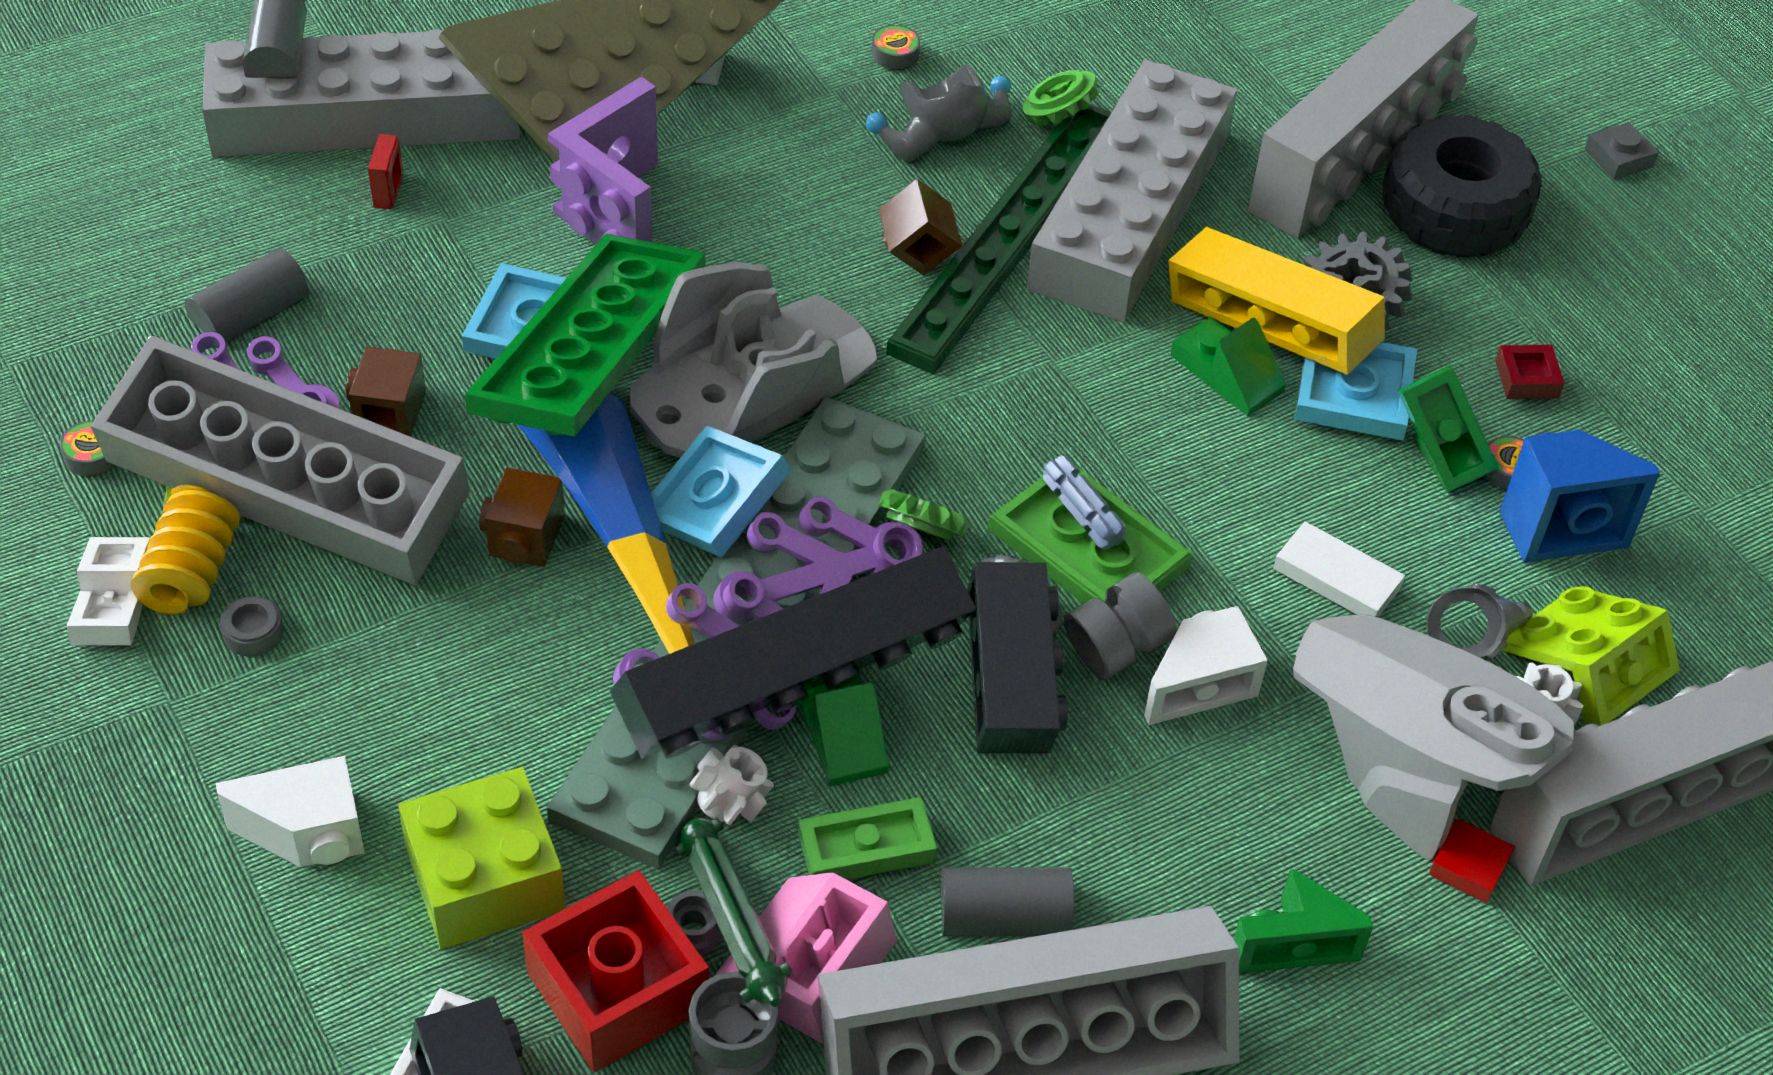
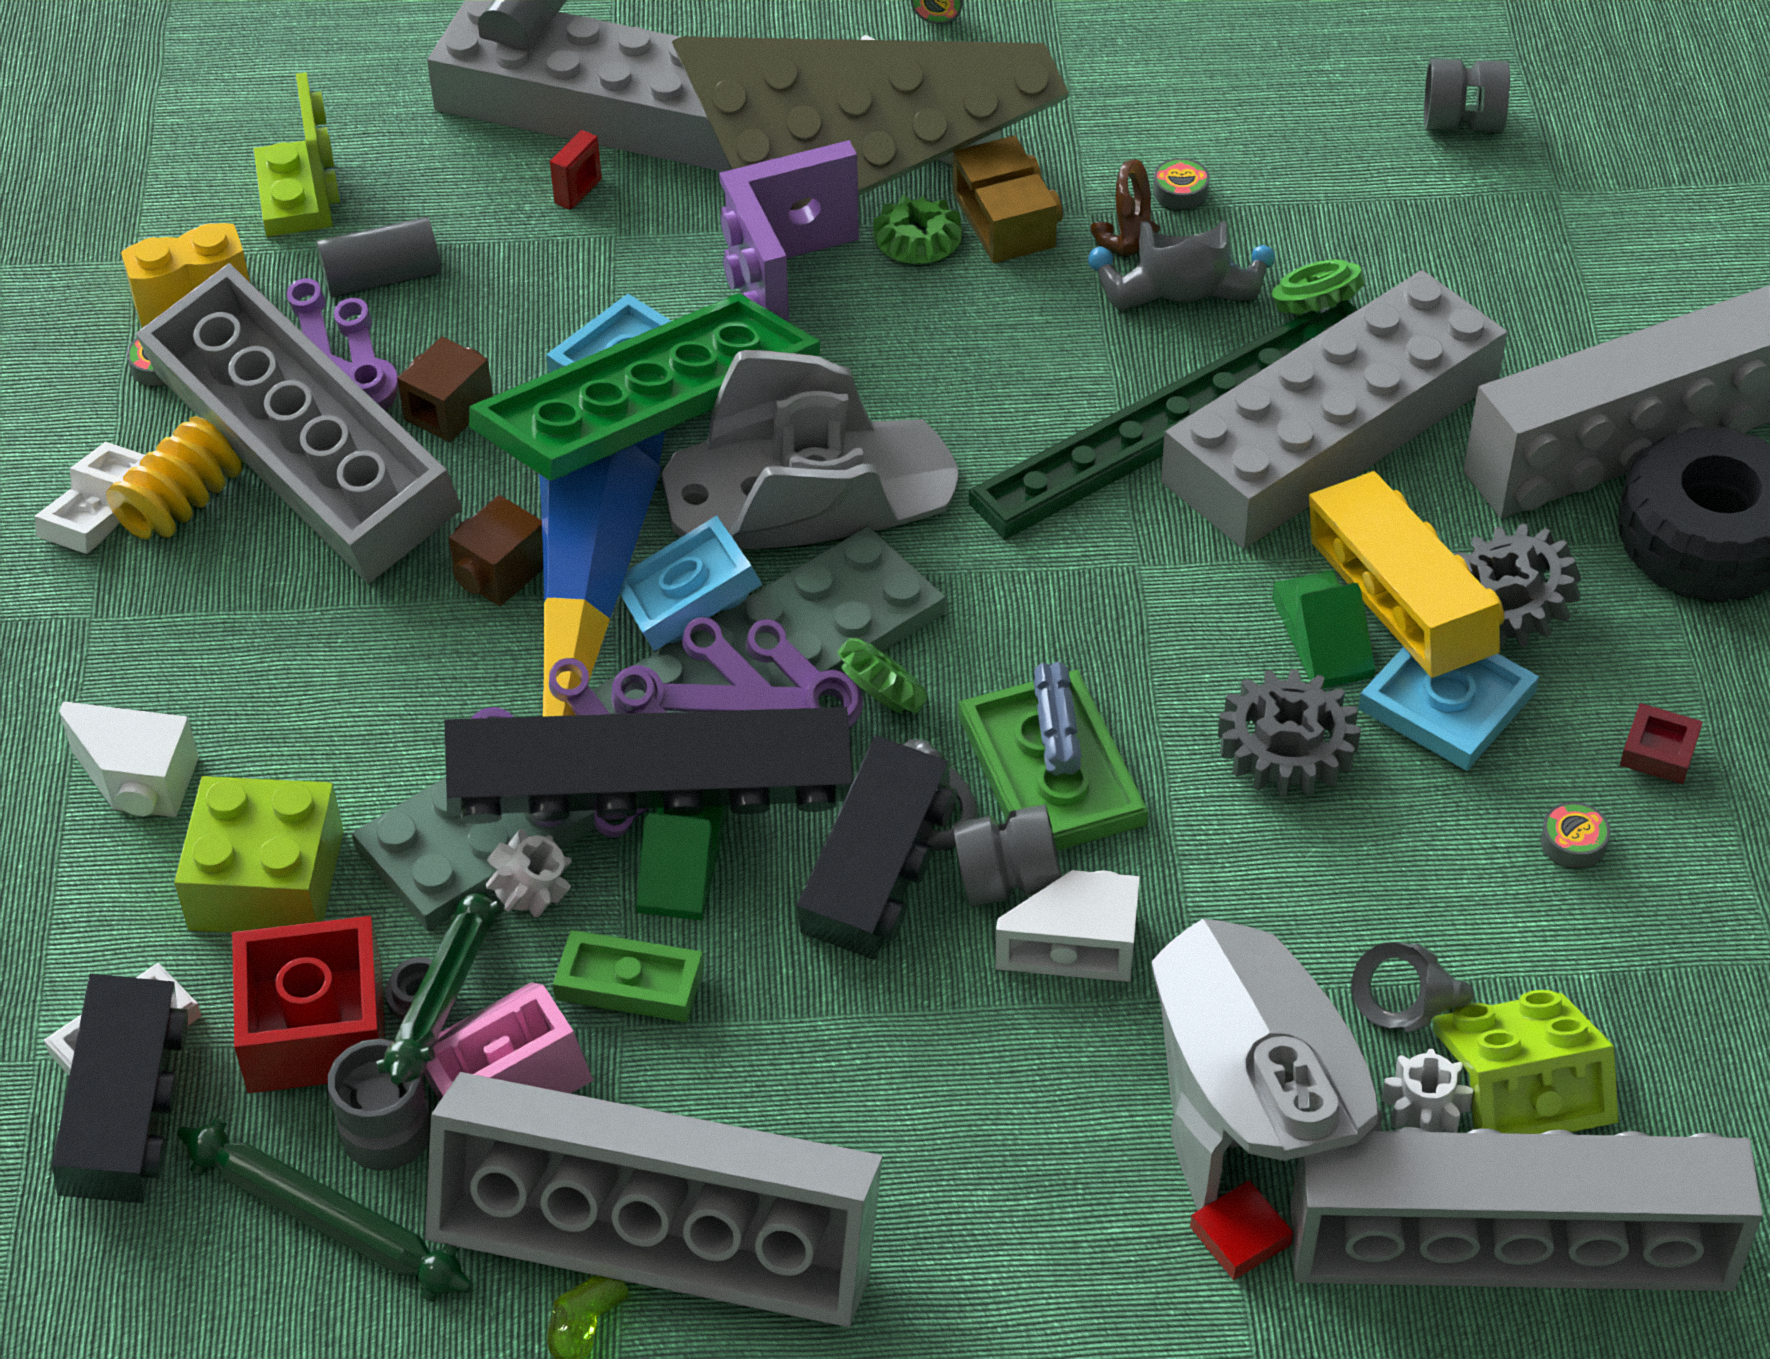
camera: 30 degrees right, 0 degrees up
(80, 365) = (171, 267): none -> yellow brick
(133, 248) = (292, 175): none -> lime bracket
(251, 626) = (199, 572): dark grey tile -> none
(706, 154) = (906, 242): none -> bright green gear
(767, 96) = (1006, 198): none -> pearl gold piece
(886, 89) = (1130, 211): none -> reddish brown piece
(919, 227) = (1070, 381): reddish brown brick -> none
(1006, 901) = (726, 1083): dark grey brick -> none
(1262, 454) = (1289, 732): none -> dark grey gear
(1310, 931) = (1010, 1235): green slope -> none
(1338, 571) = (1298, 885): white tile -> none
(1447, 429) = (1508, 772): green slope -> none
(1575, 496) = (1600, 892): blue slope -> none

